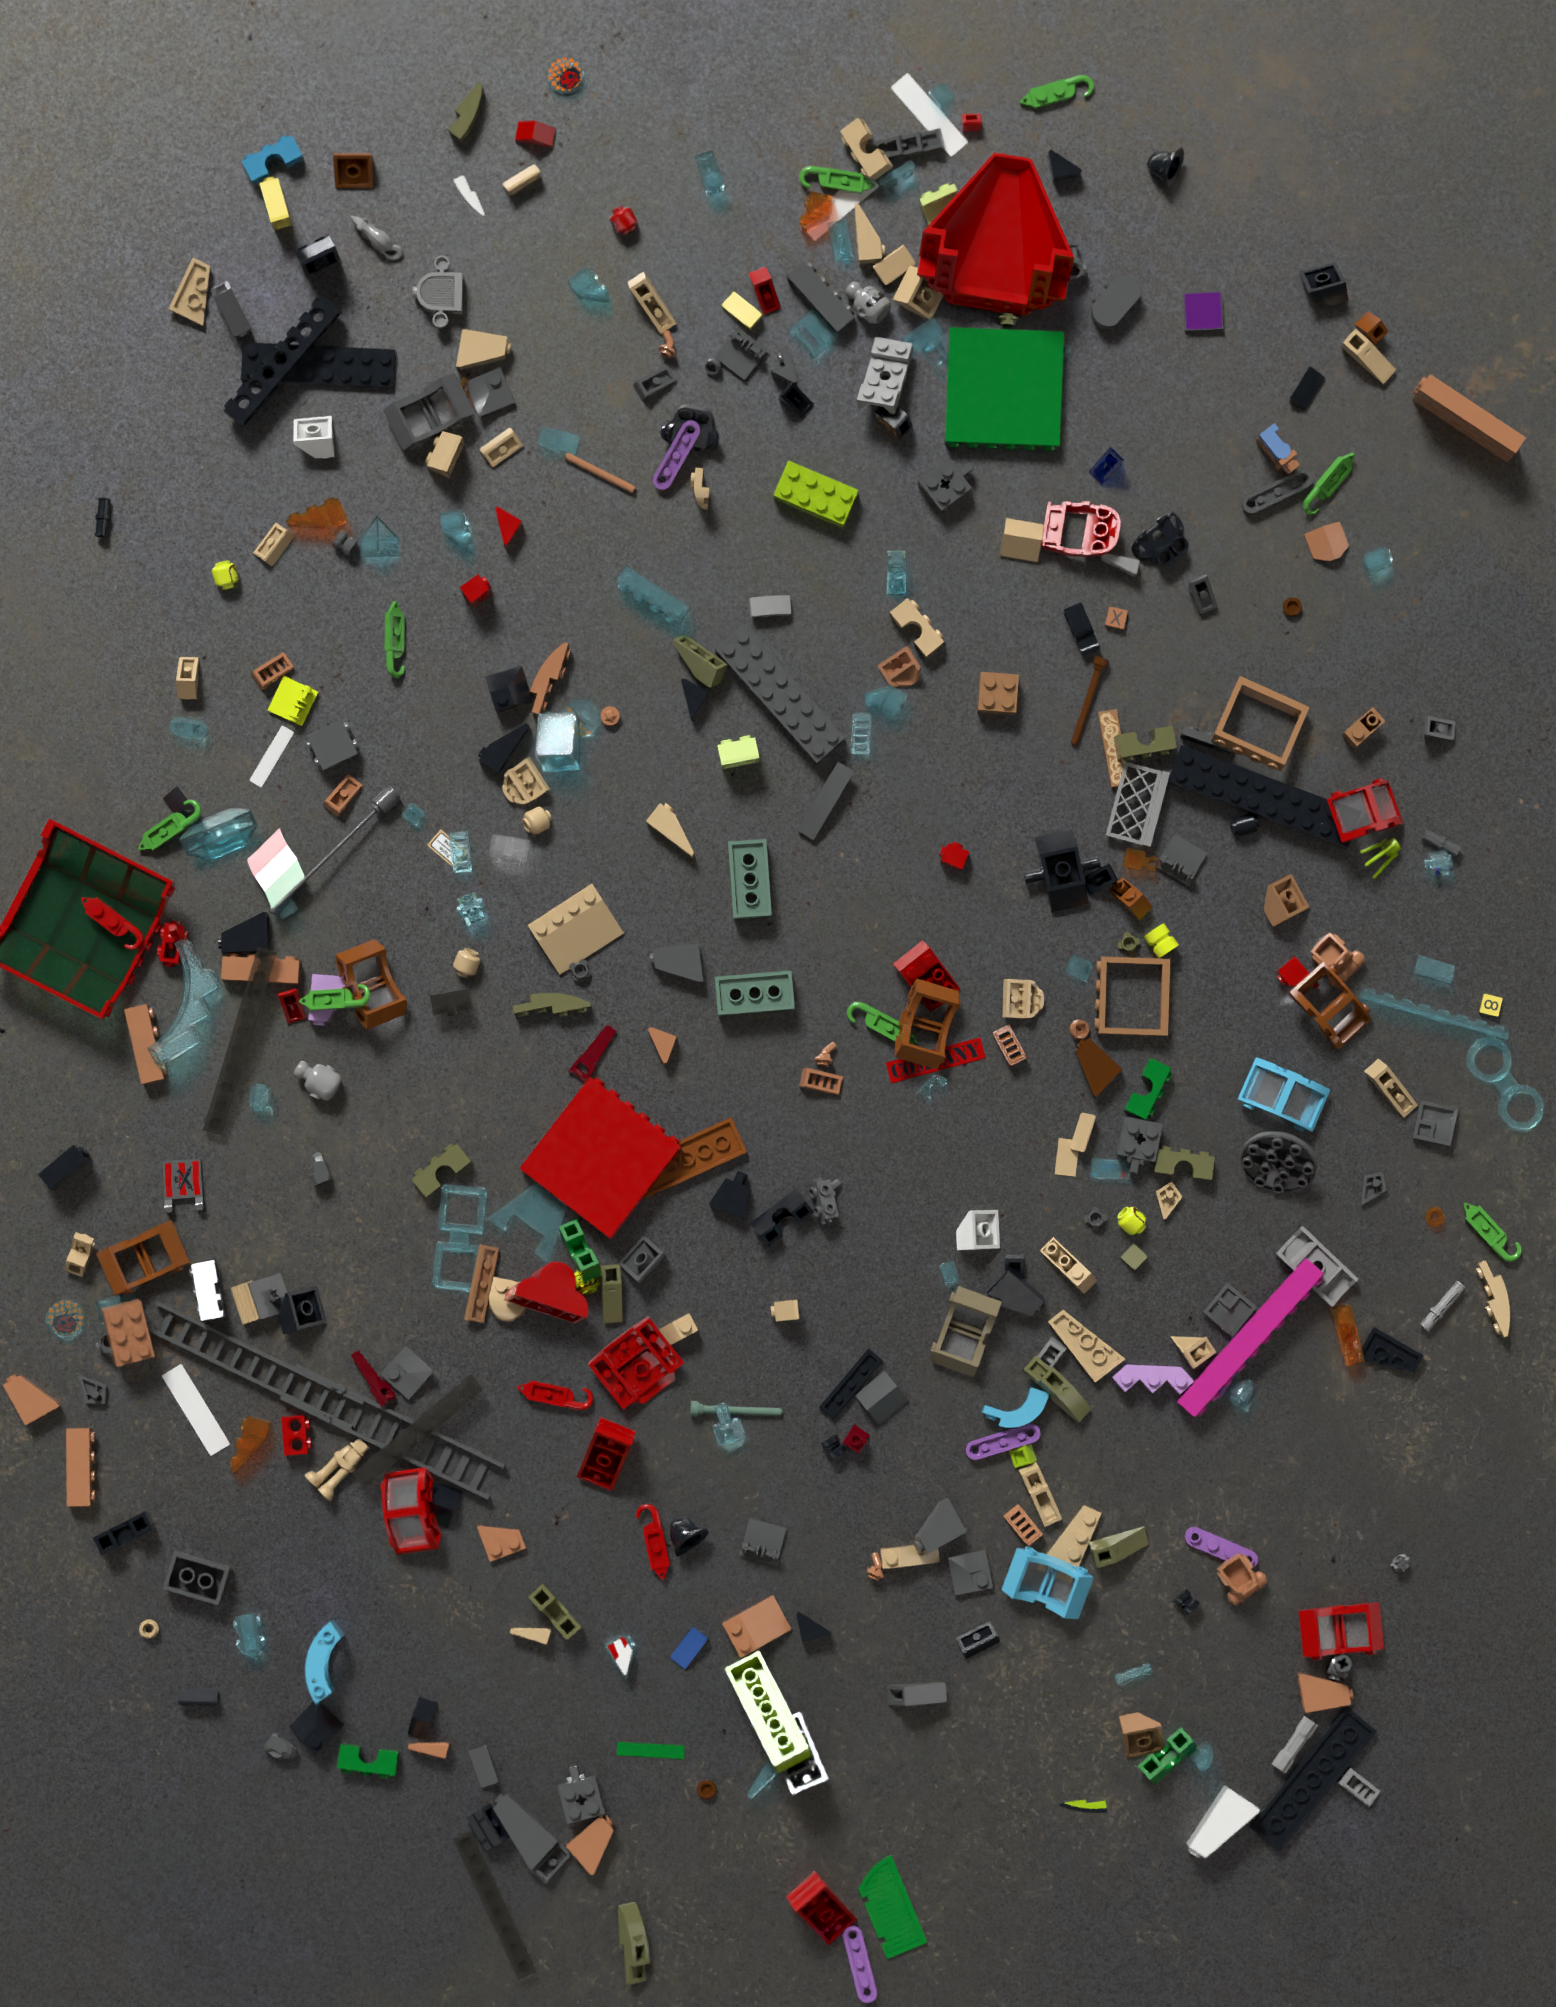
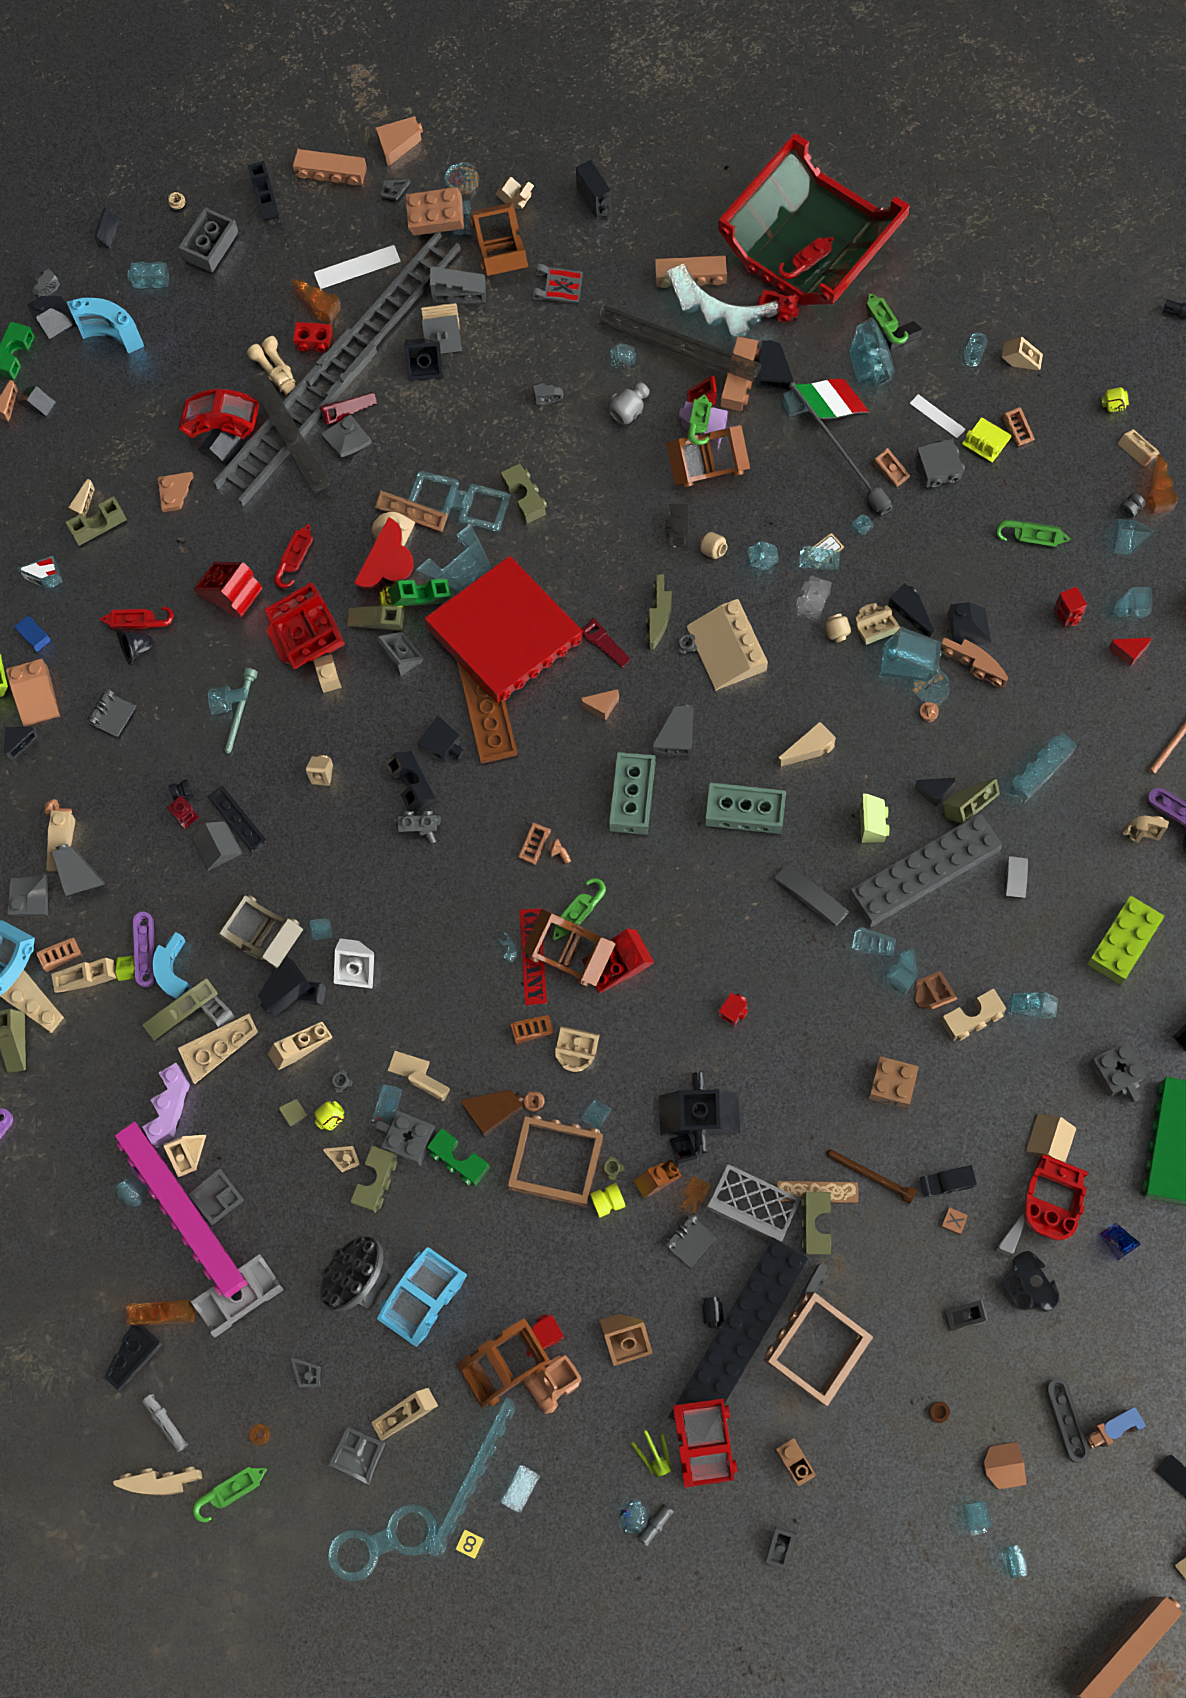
camera: 110 degrees right, 15 degrees down
(1329, 481) = (1072, 1481): bright green plate -> none
(1408, 522) = (1015, 1561): none -> clear light blue brick

